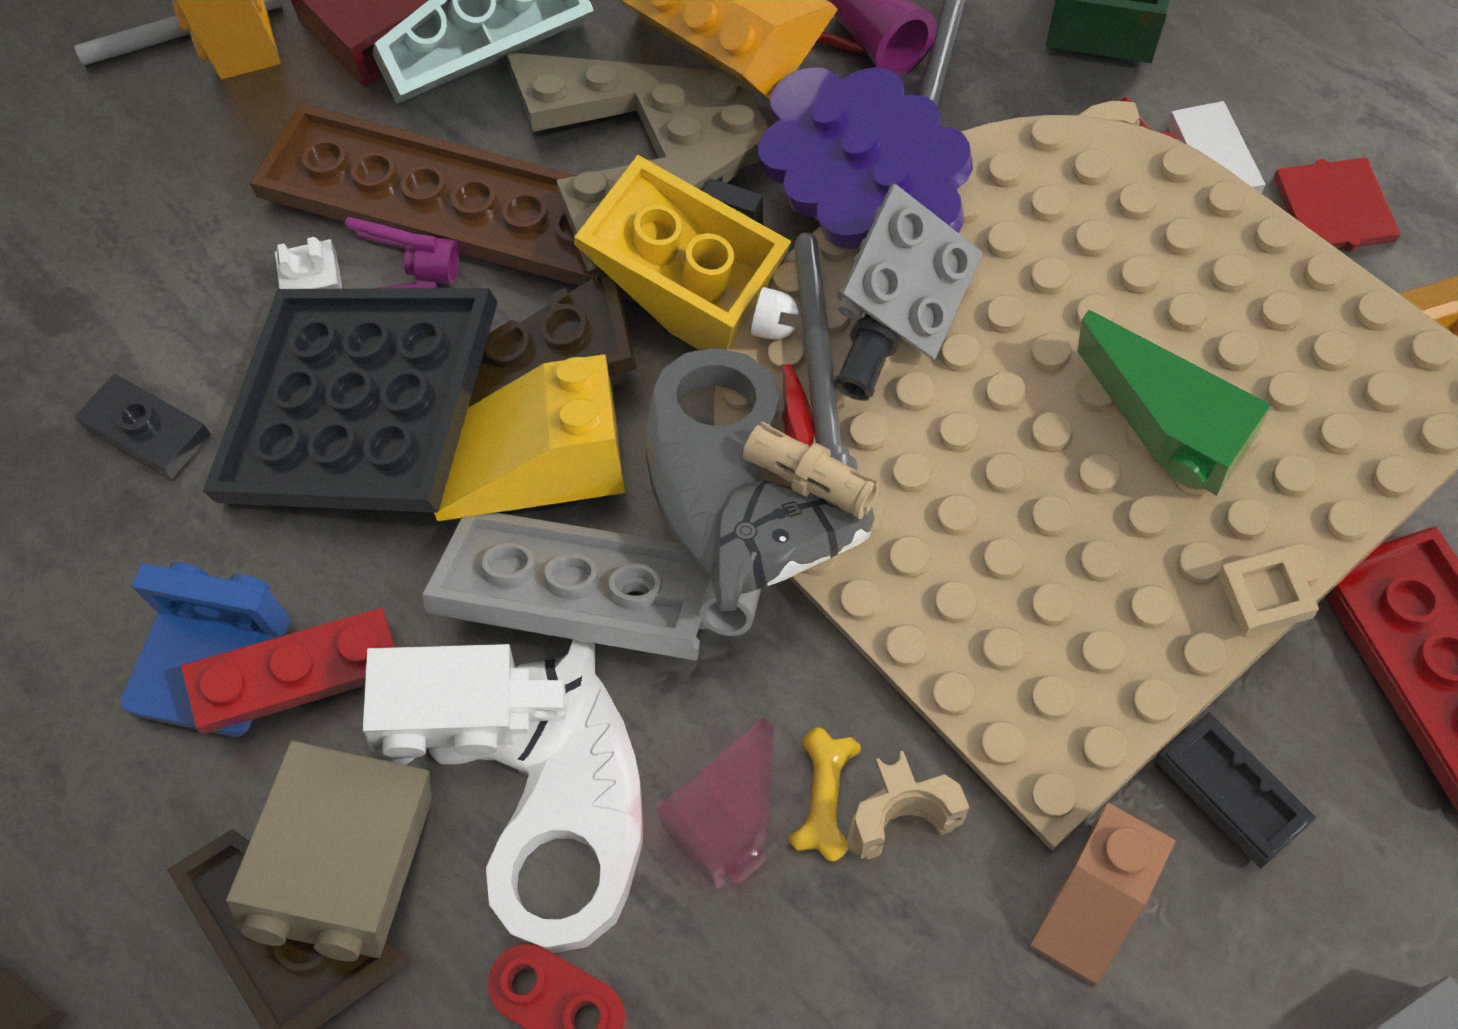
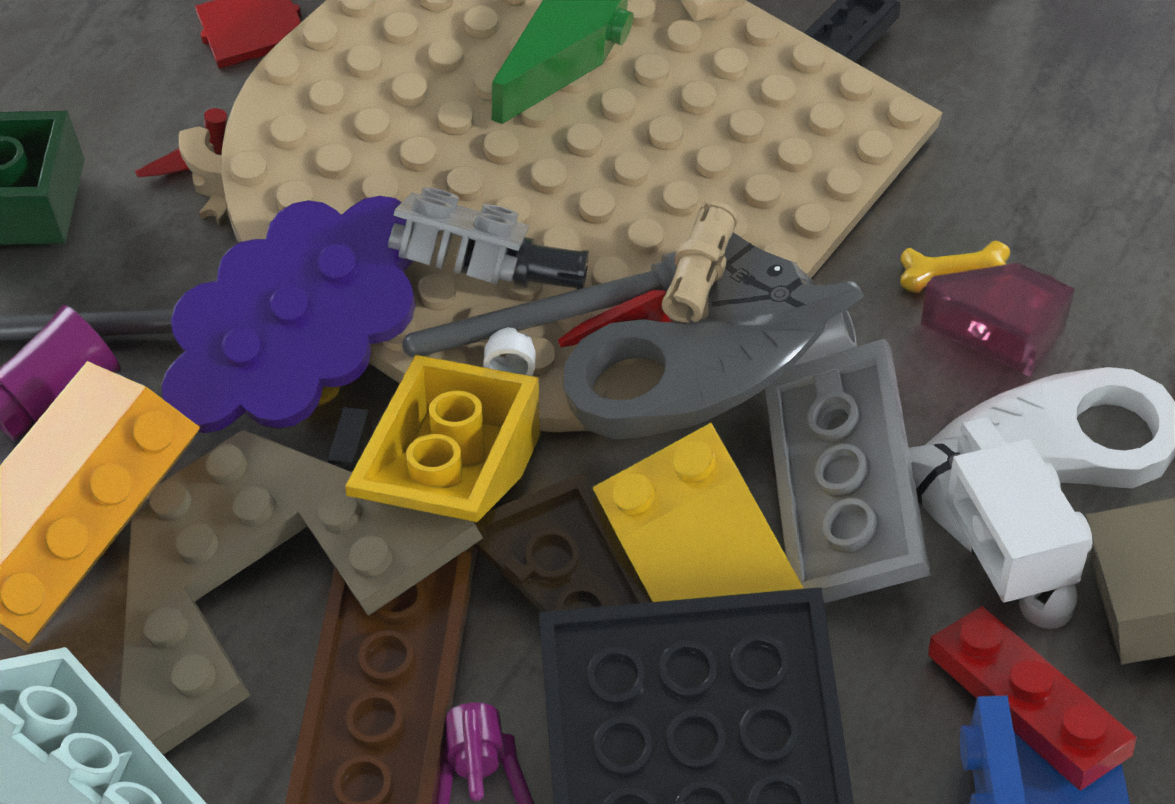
camera: 105 degrees left, 10 degrees down
(935, 799) = (953, 214): tan piece -> none
(1102, 893) = (965, 81): nougat slope -> none
(1217, 136) = (185, 103): white tile -> none

